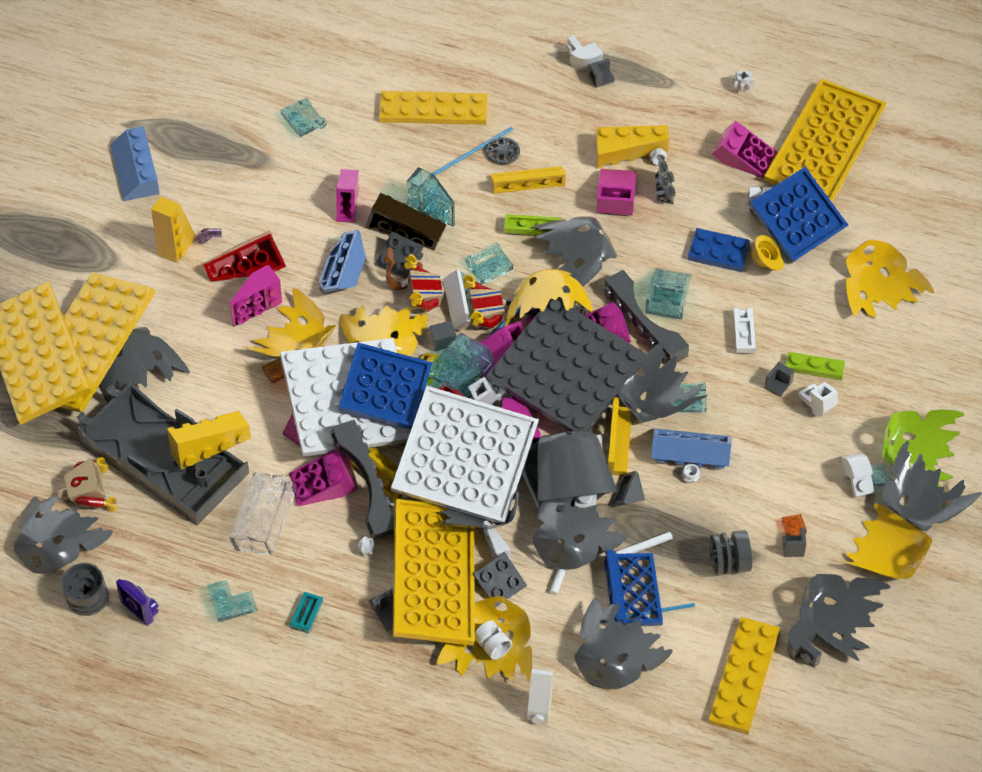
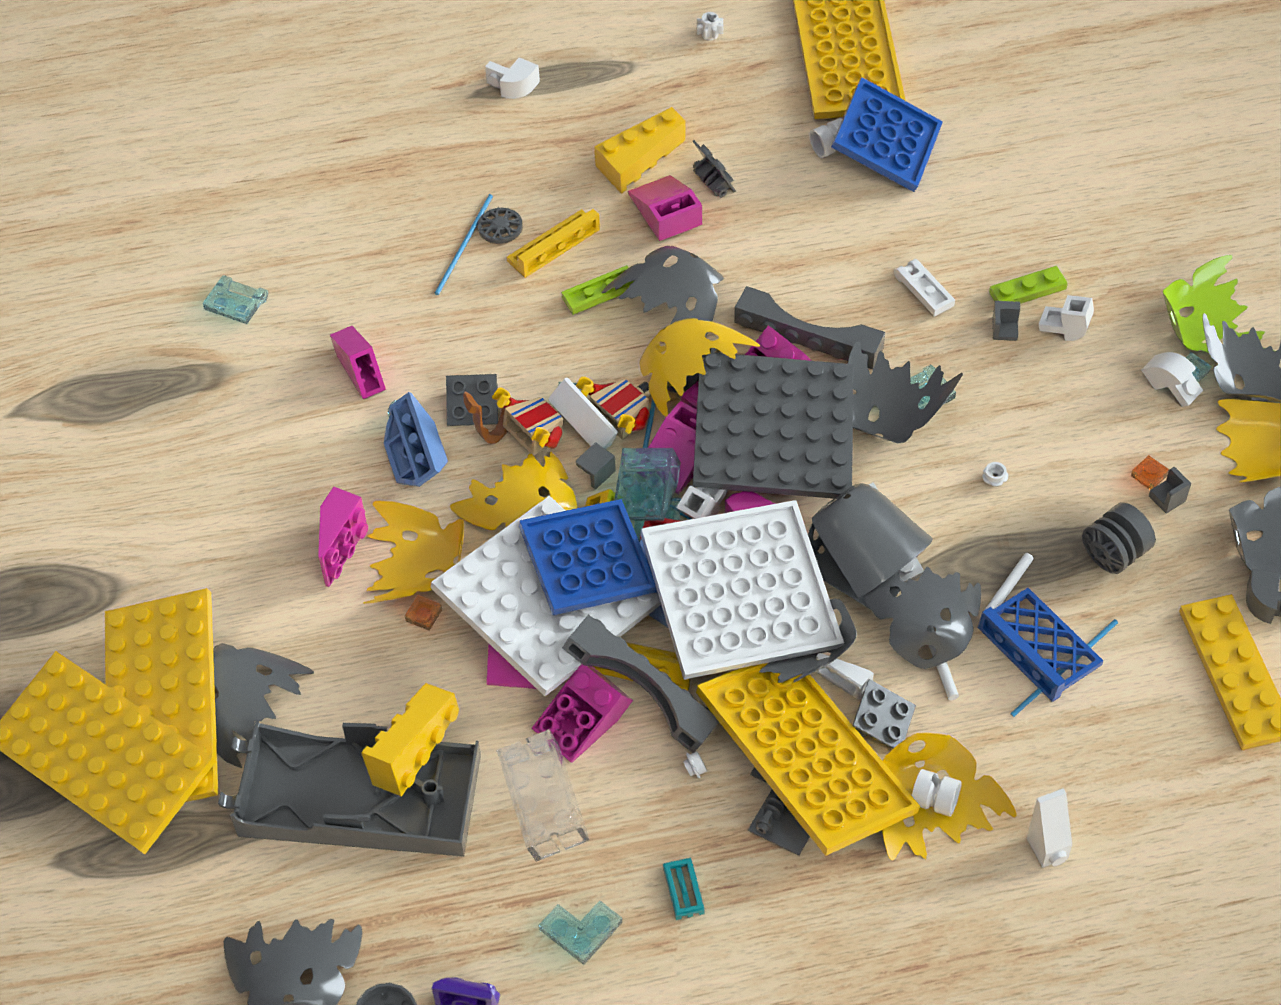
camera: 30 degrees left, 0 degrees up
(86, 485) = (290, 886): tan torso -> none
(134, 164) = (62, 454): medium blue slope -> none
(171, 229) = (176, 506): yellow wedge -> none
(207, 233) = (215, 492): clear purple arm -> none
(246, 259) = (292, 493): red wedge -> none
(398, 217) = (437, 356): dark brown wedge -> none
(430, 197) = (464, 313): clear light blue slope -> none
(433, 107) = (382, 216): yellow plate -> none
(492, 267) = (588, 361): clear light blue plate -> none
(600, 73) = (546, 91): dark grey panel -> none
(610, 643) = (1077, 721): dark grey piece -> none
(619, 439) = (885, 475): yellow fence -> none
(628, 490) = (943, 529): dark grey slope -> none
(654, 155) = (681, 147): white plate -> none
(668, 293) = (813, 288): clear light blue slope -> none
(691, 447) = (974, 445): medium blue slope -> none
(719, 250) = (825, 215): blue plate -> none
(744, 150) = (769, 97): dark pink slope -> none
(767, 253) = (884, 194): yellow piece -> none
(875, 284) = (1036, 167): yellow piece -> none

